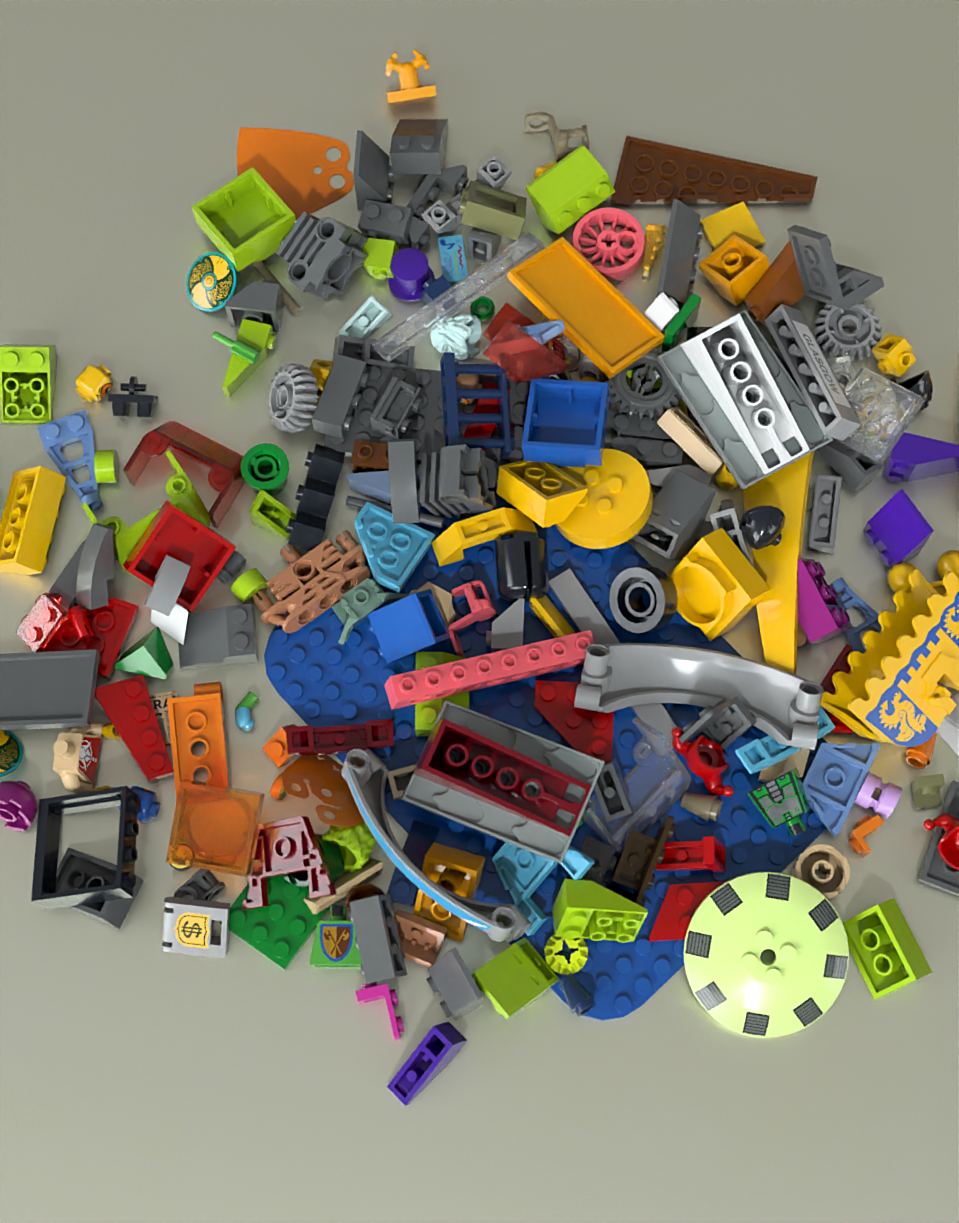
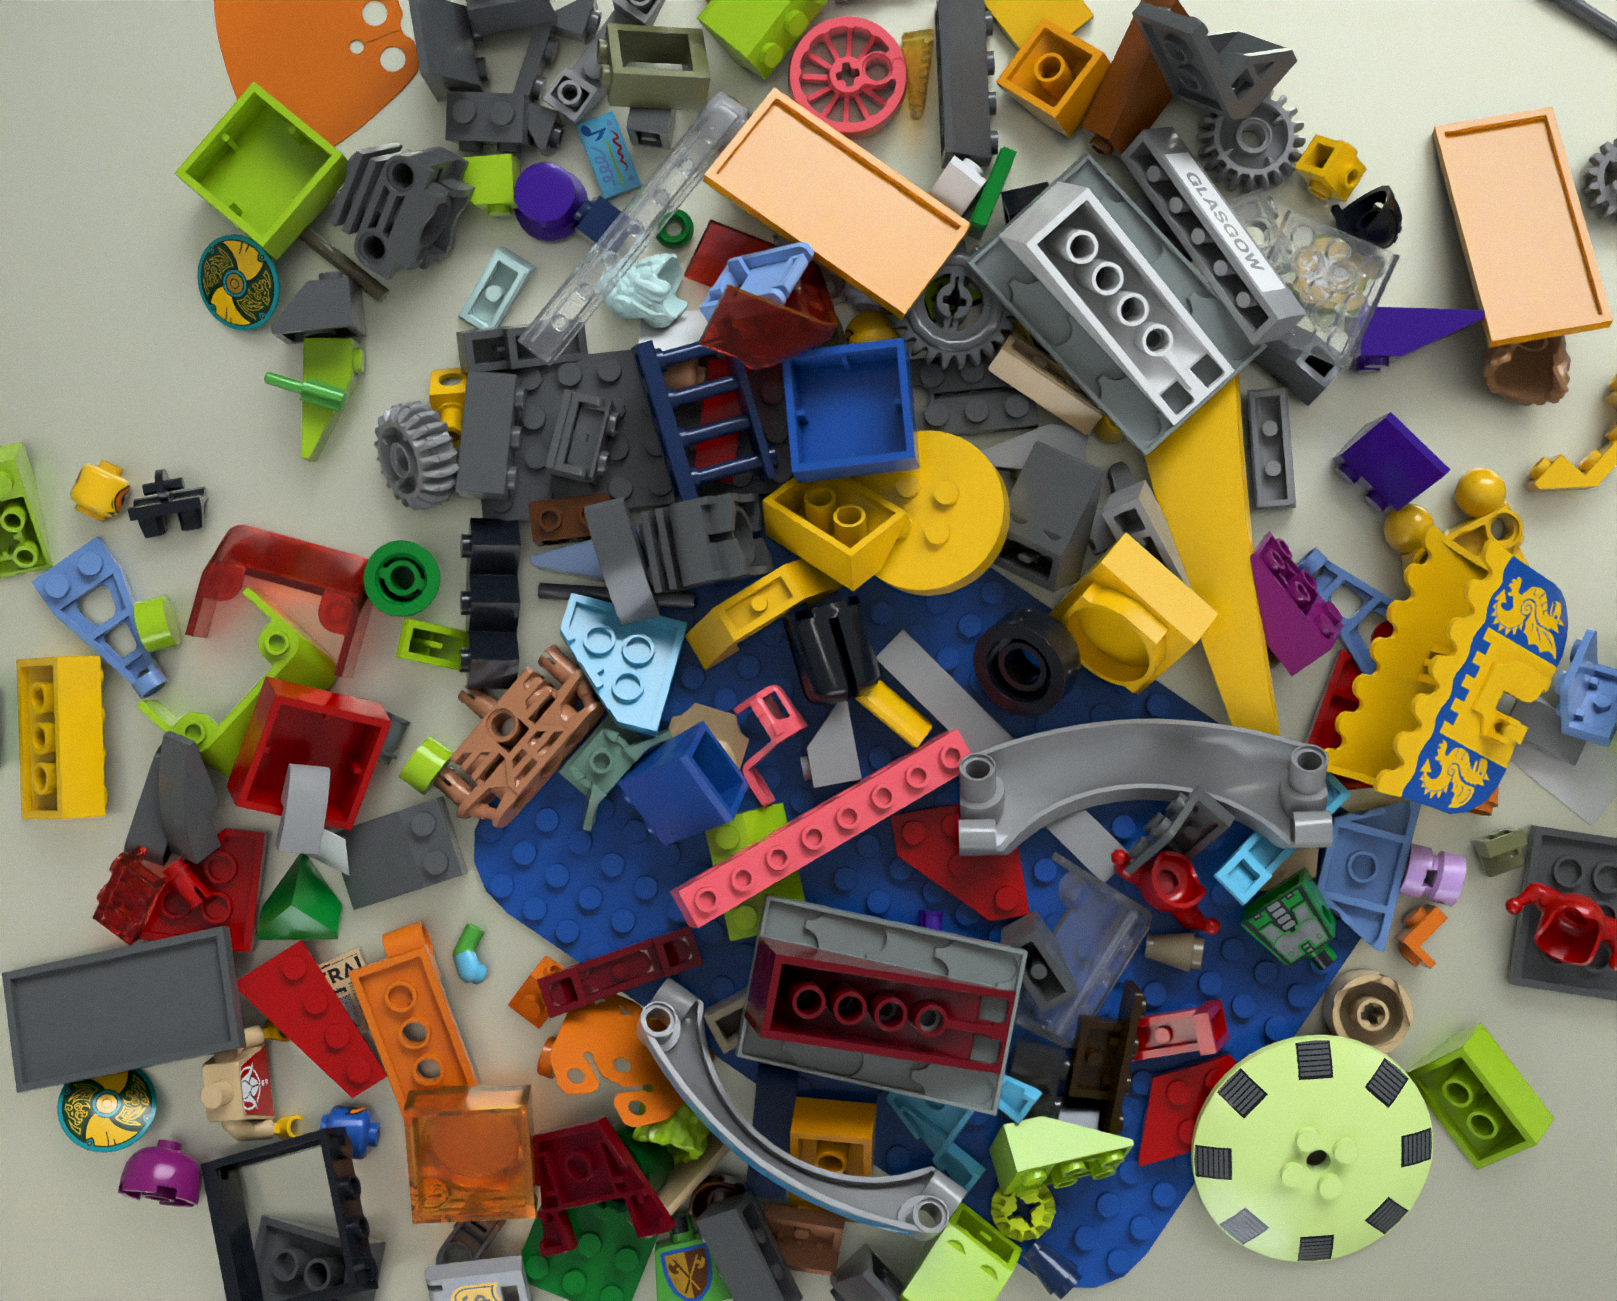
camera: 15 degrees left, 15 degrees up
(762, 526) = (1187, 518): black helmet -> none

